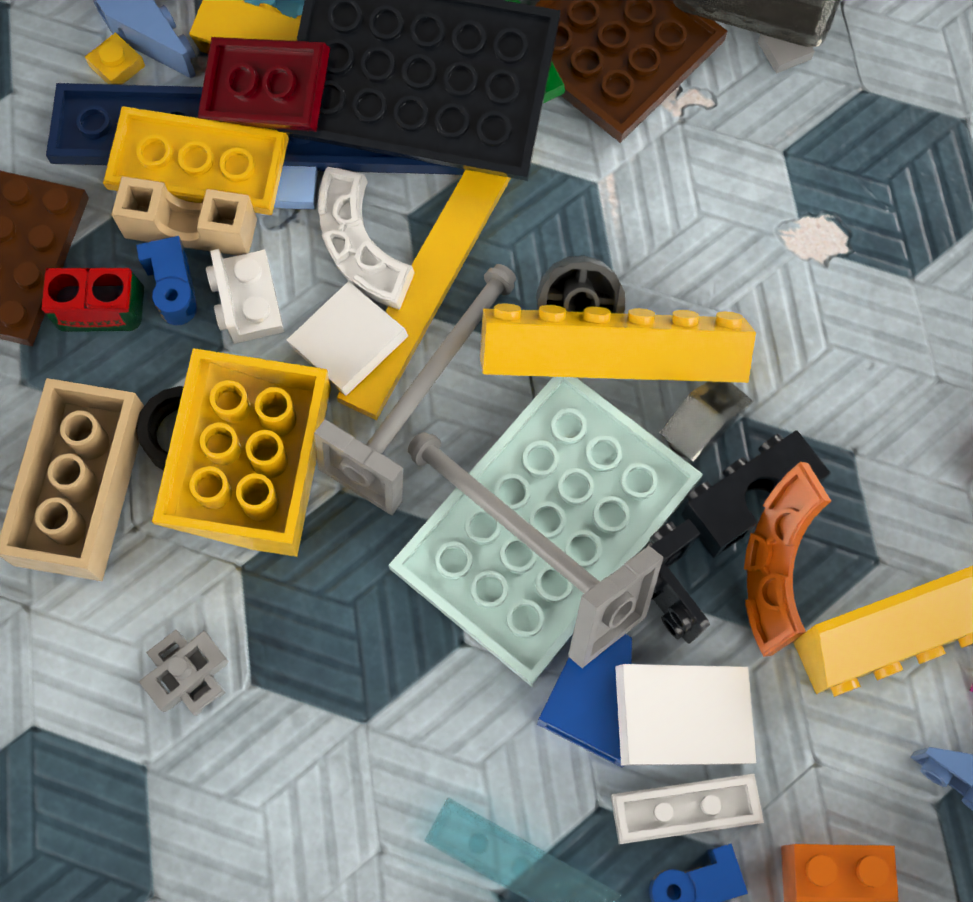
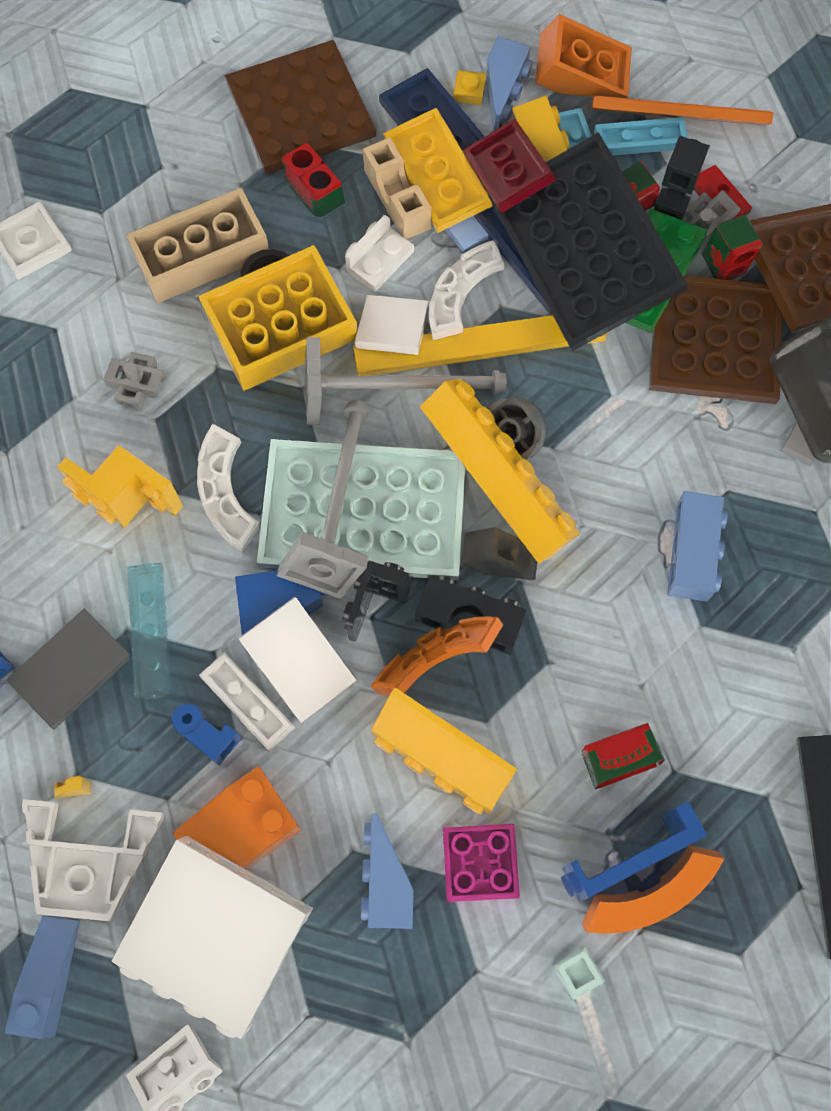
camera: 55 degrees right, 0 degrees up
(174, 286) = (357, 210): blue leg -> none
(325, 781) = (120, 487): none -> yellow bracket
(401, 672) = (216, 488): none -> white tile
(831, 219) = (697, 546): none -> medium blue brick

